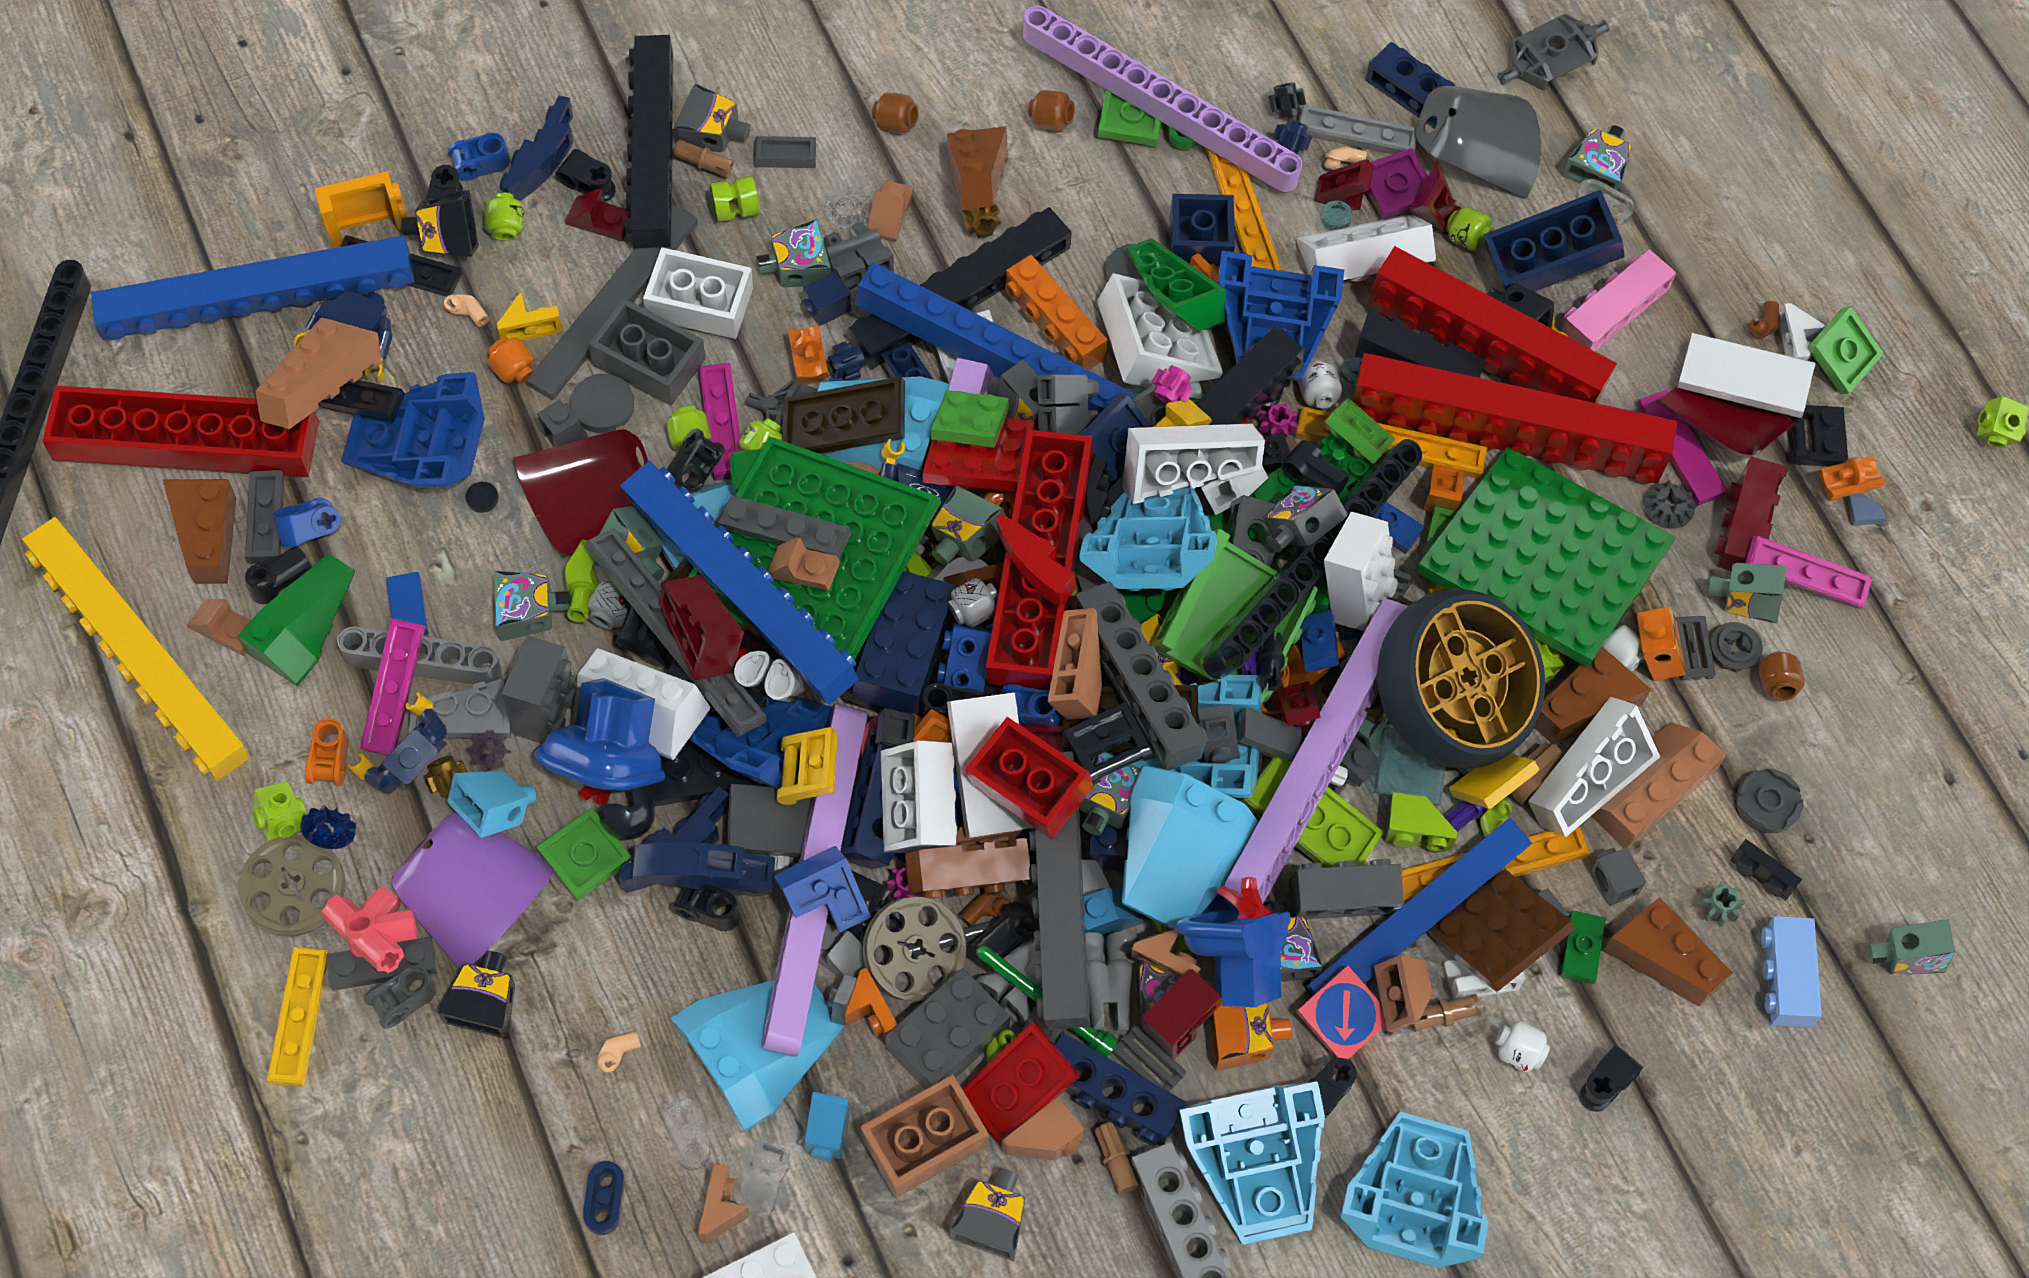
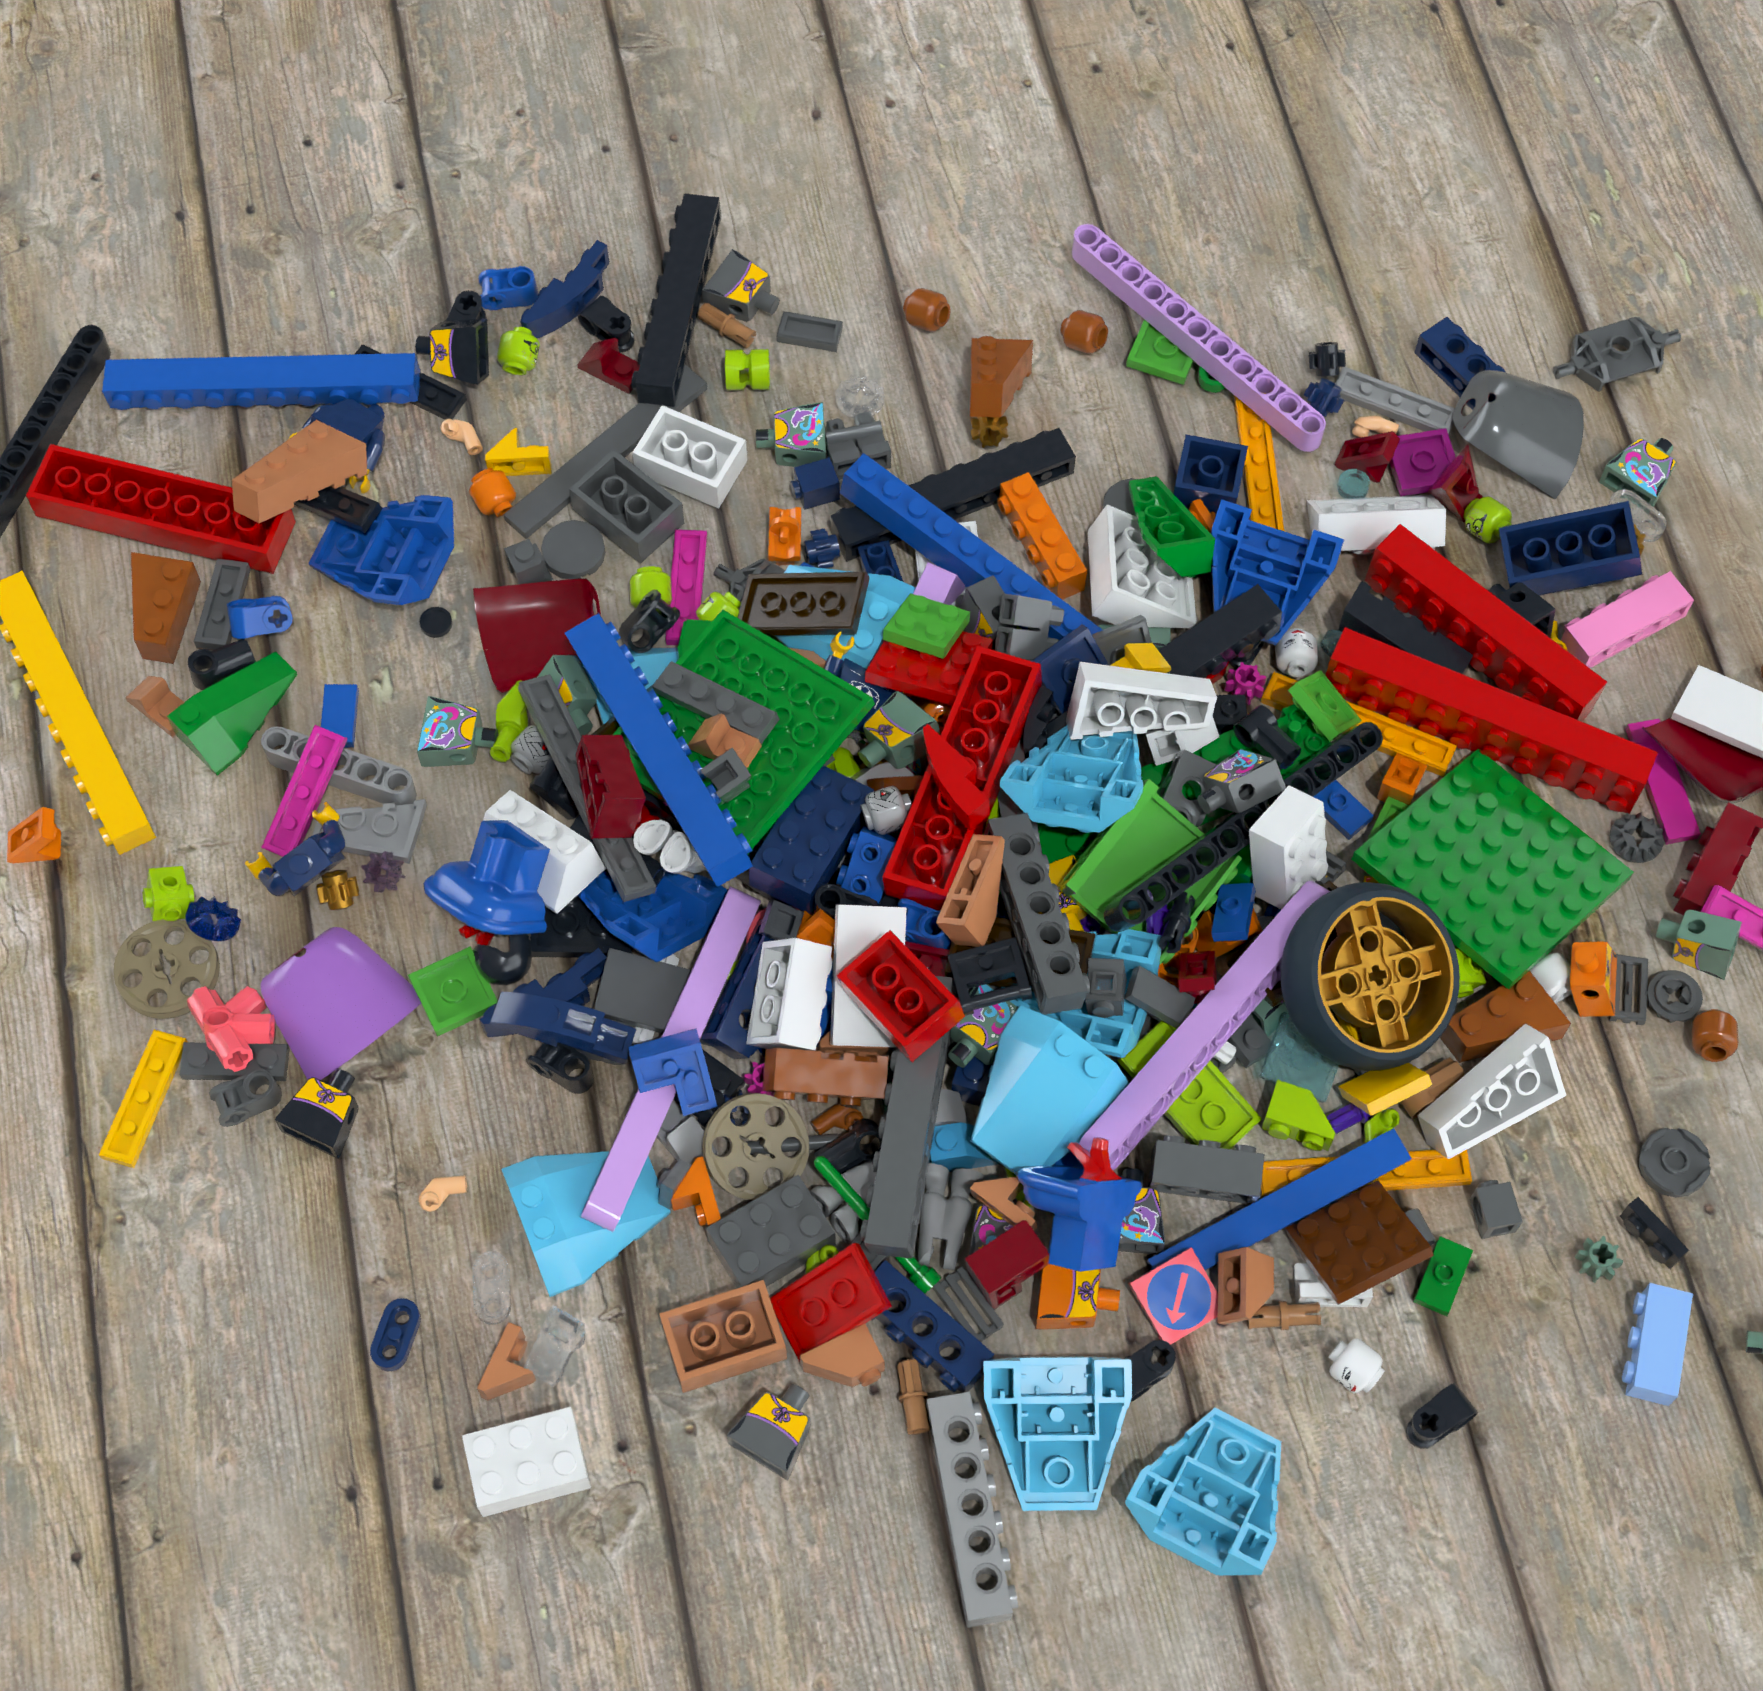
camera: 15 degrees right, 0 degrees up
(128, 781) = (35, 838): none -> orange slope
(327, 760) = (225, 852): orange piece -> none
(359, 203) = (378, 315): light orange panel -> none
(489, 800) = (372, 921): medium azure torso -> none
(539, 690) = (441, 819): dark grey brick -> none
(816, 765) = (695, 945): yellow plate -> none
(817, 595) = (728, 775): none -> dark grey window
(827, 1126) = (628, 1307): dark azure slope -> none
(890, 209) = (900, 405): nougat slope -> none
(1172, 385) = (1136, 626): dark pink gear -> none
(1670, 952) = (1532, 1299): dark orange wedge -> none
(1683, 765) = (1590, 1108): nougat slope -> none

